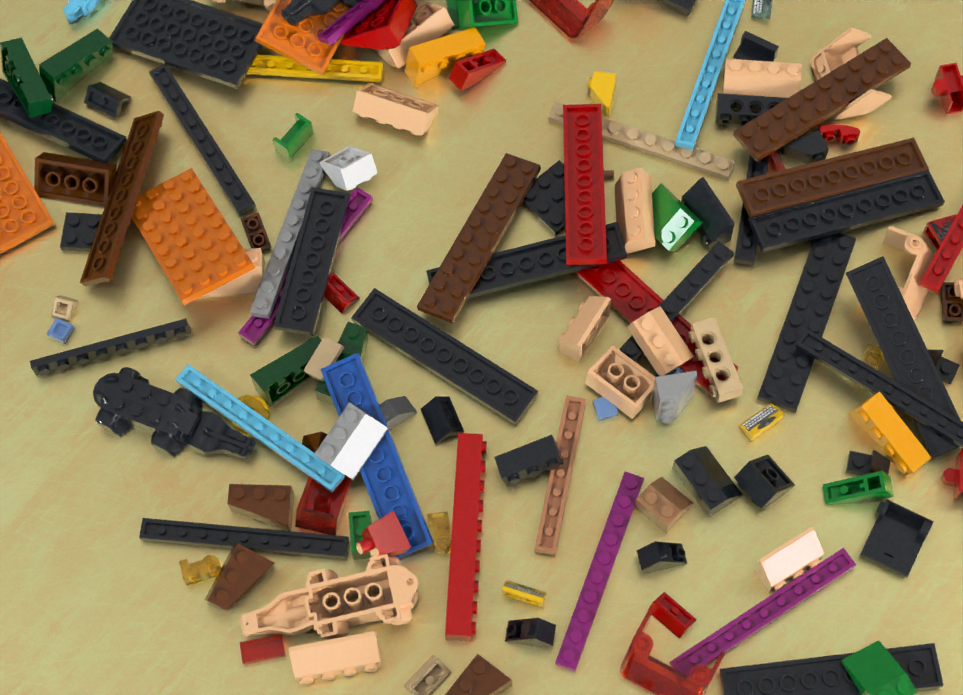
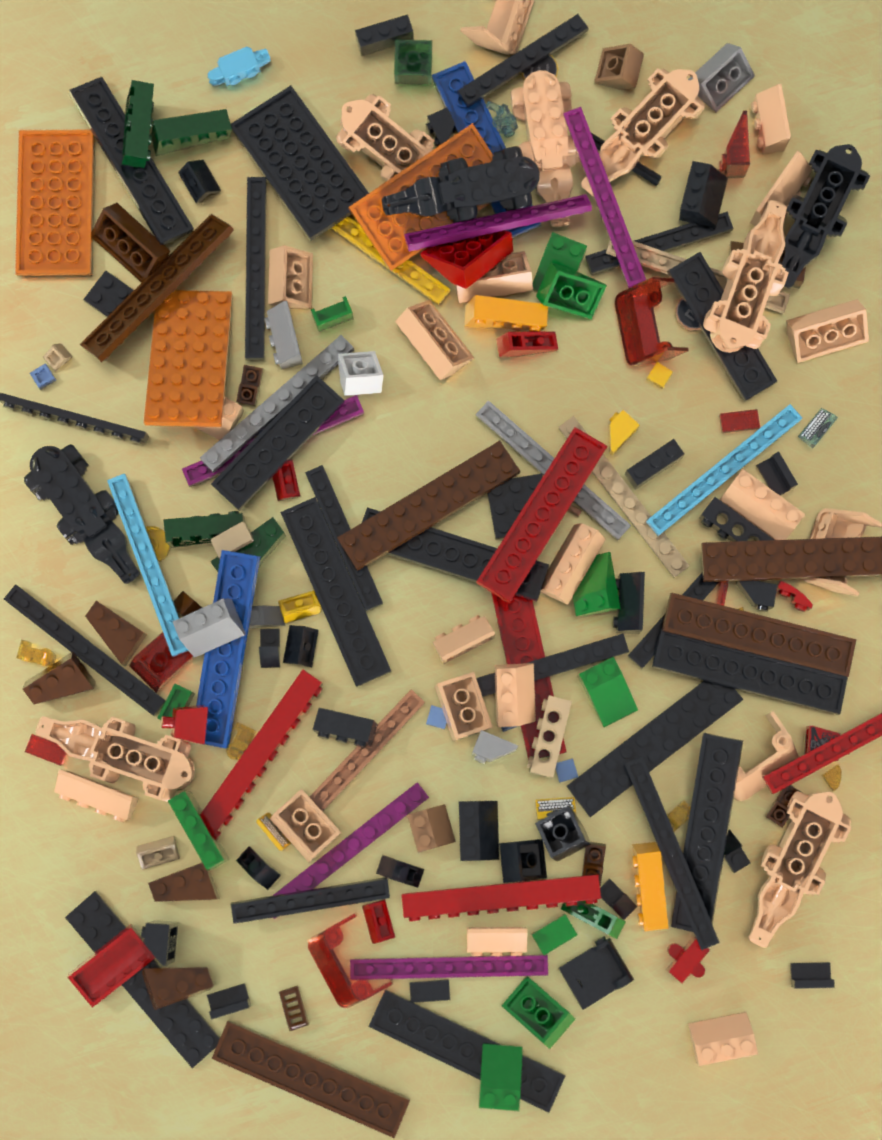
camera: 30 degrees right, 15 degrees up
(237, 129) = (290, 277): none -> light nougat slope
(262, 174) = (283, 336): none -> light grey slope
(409, 298) = (338, 525): none -> black plate
(416, 437) = (269, 648): none -> black slope
(420, 386) = (299, 606): none -> yellow slope
(432, 614) = (186, 810): none -> green arch
(549, 567) = (305, 825): none -> light nougat slope
(554, 151) = (541, 460): none -> light grey plate
(597, 630) = (310, 900): none -> black plate
(605, 33) = (659, 375): none -> yellow tile
(649, 99) = (654, 464): none -> black brick
(695, 31) = (739, 421): none -> clear red tile
(737, 298) = (608, 692): none -> green slope
(750, 384) = (566, 770): none -> medium blue tile
(760, 646) = (429, 991): none -> black tile
(766, 521) = (501, 896): none -> red brick
(784, 434) = (563, 833): none -> black slope
(826, 447) = (594, 860): none -> reddish brown slope
(836, 526) = (554, 934): none -> green panel
(871, 602) = (538, 1012): none -> green slope

